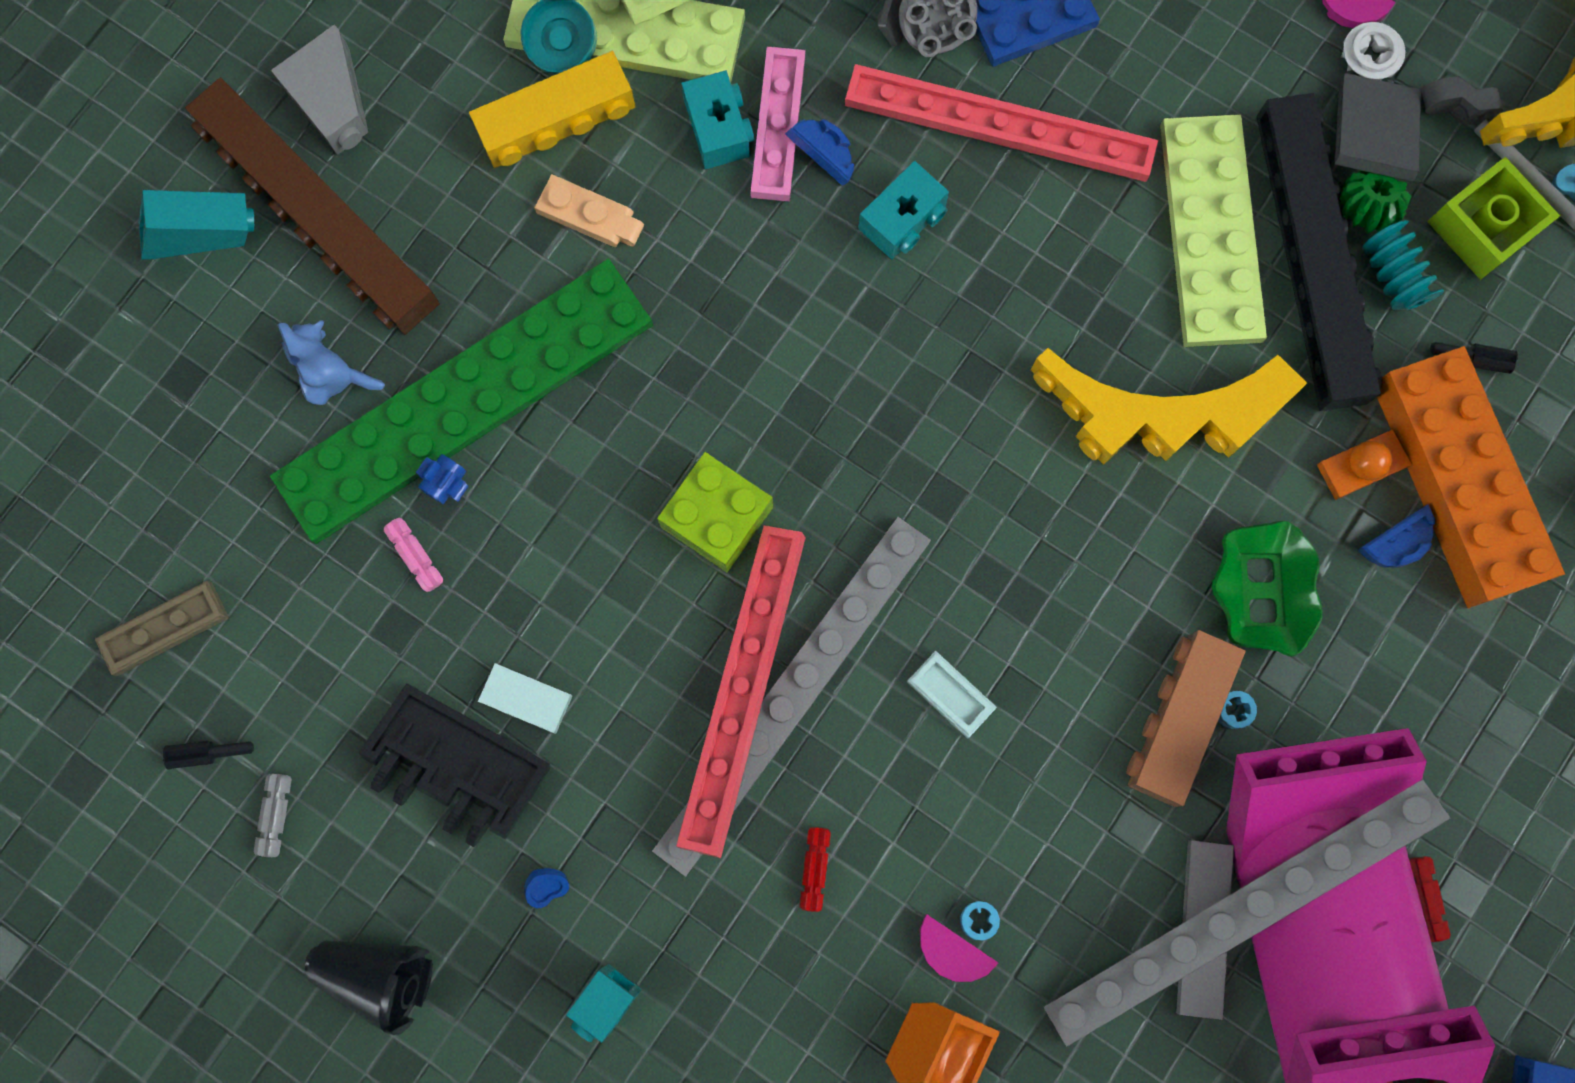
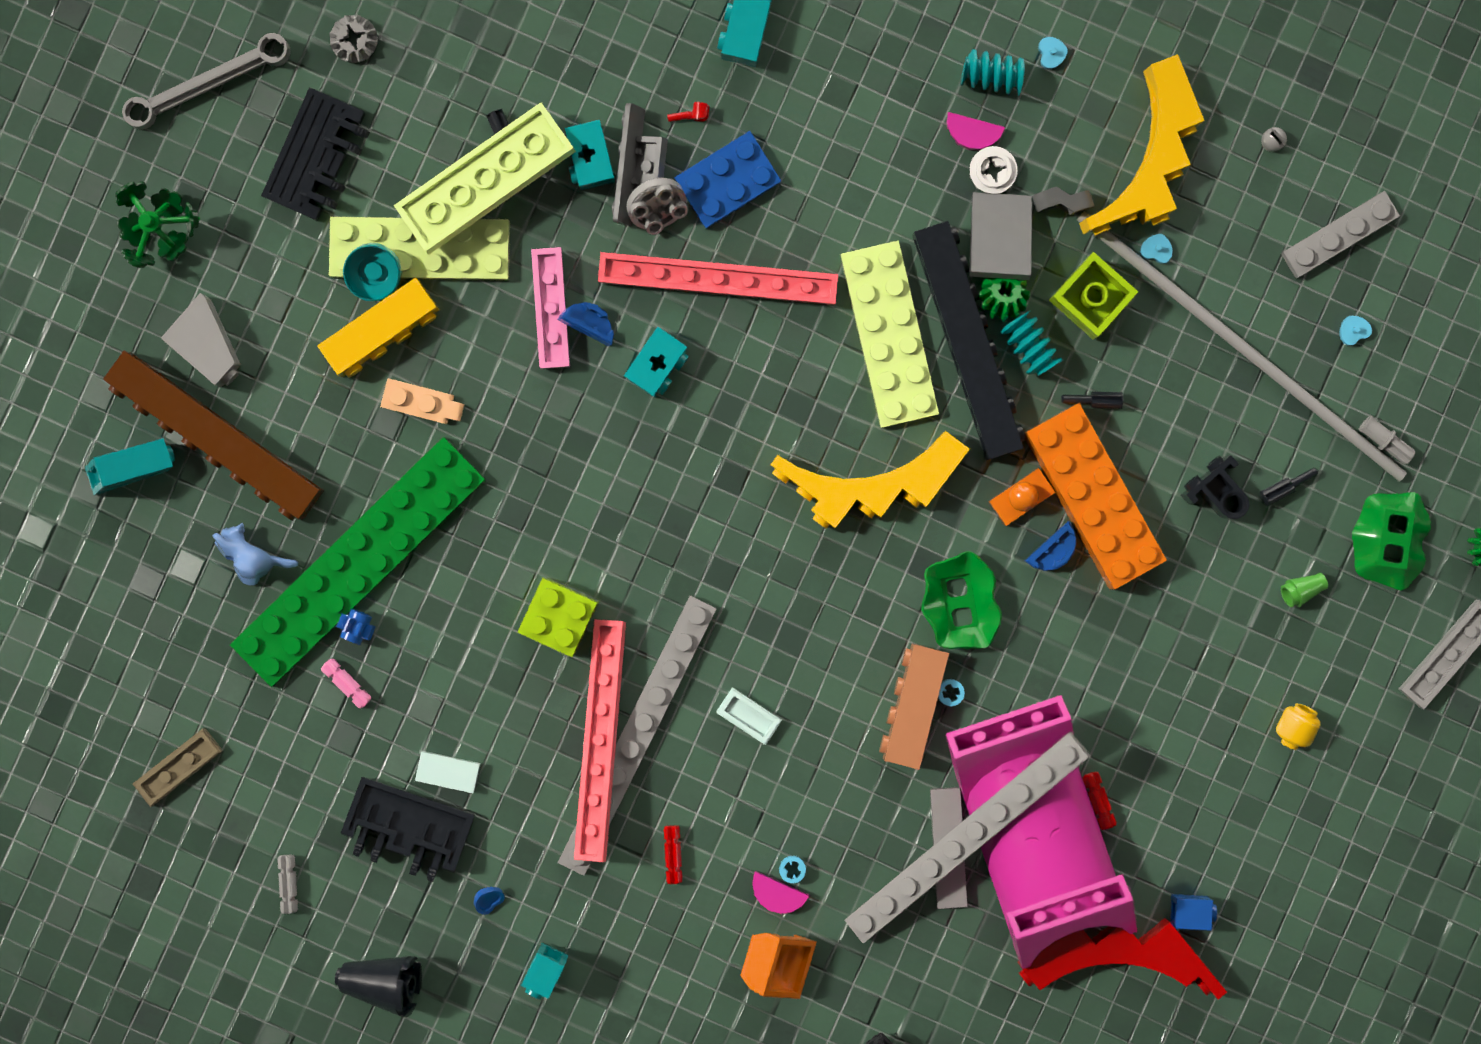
camera: 10 degrees left, 10 degrees up
(201, 753) = (228, 850): black axle -> none
(705, 101) = (490, 302): teal brick -> none

